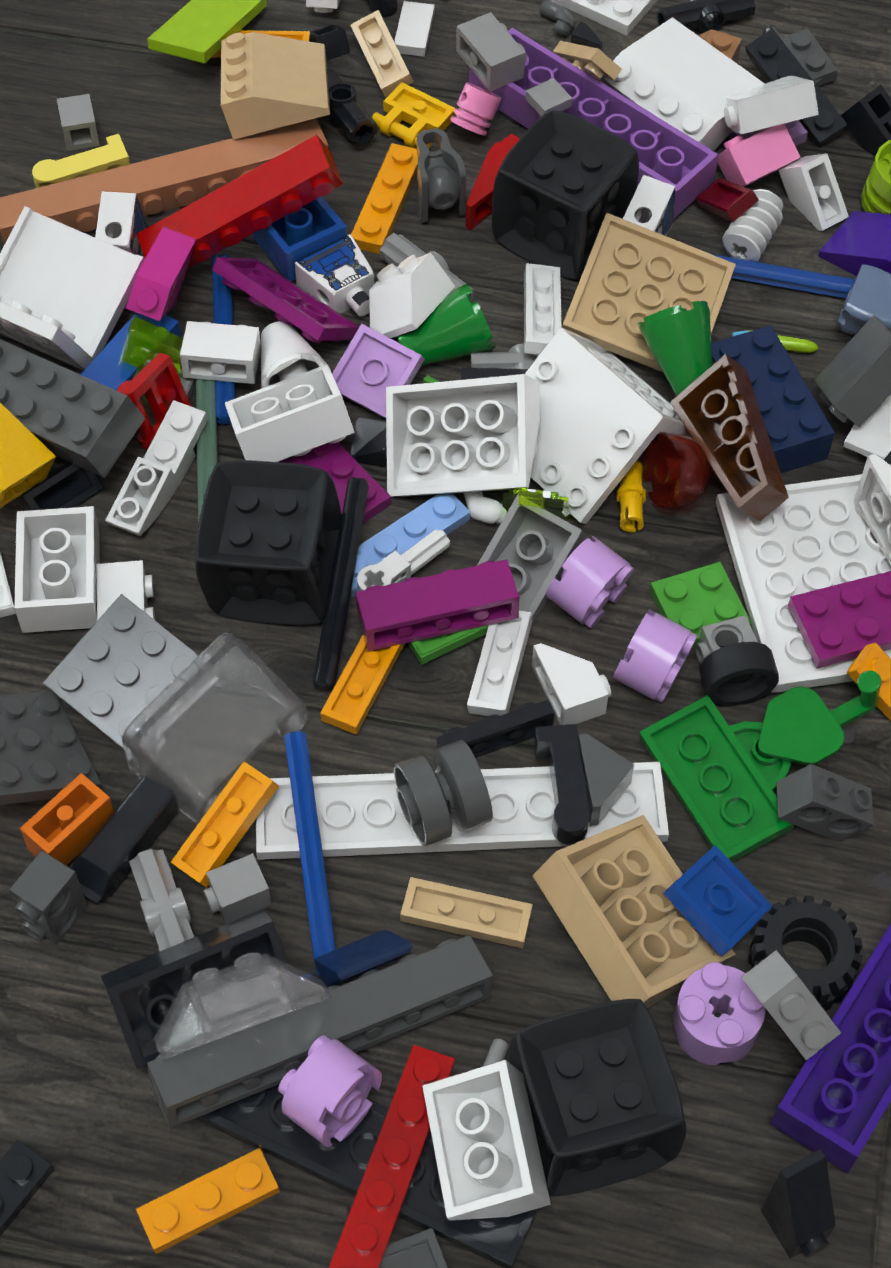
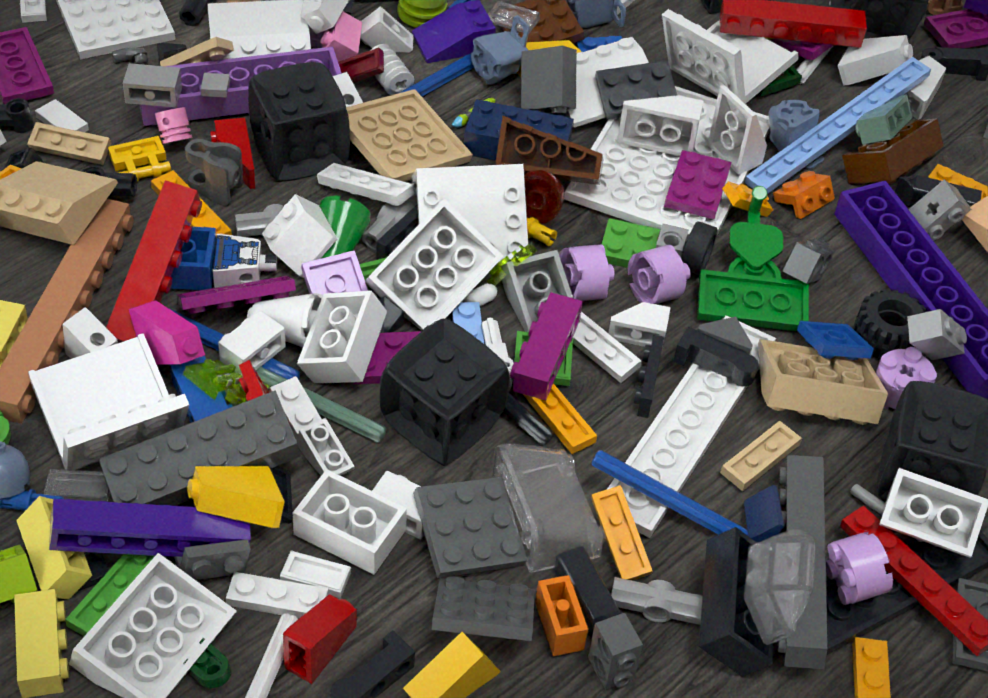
camera: 60 degrees left, 10 degrees down
(237, 889) = (670, 554): light grey brick -> none
(452, 788) = (692, 408): dark grey wheel -> none
(680, 342) = (462, 140): green cone -> none

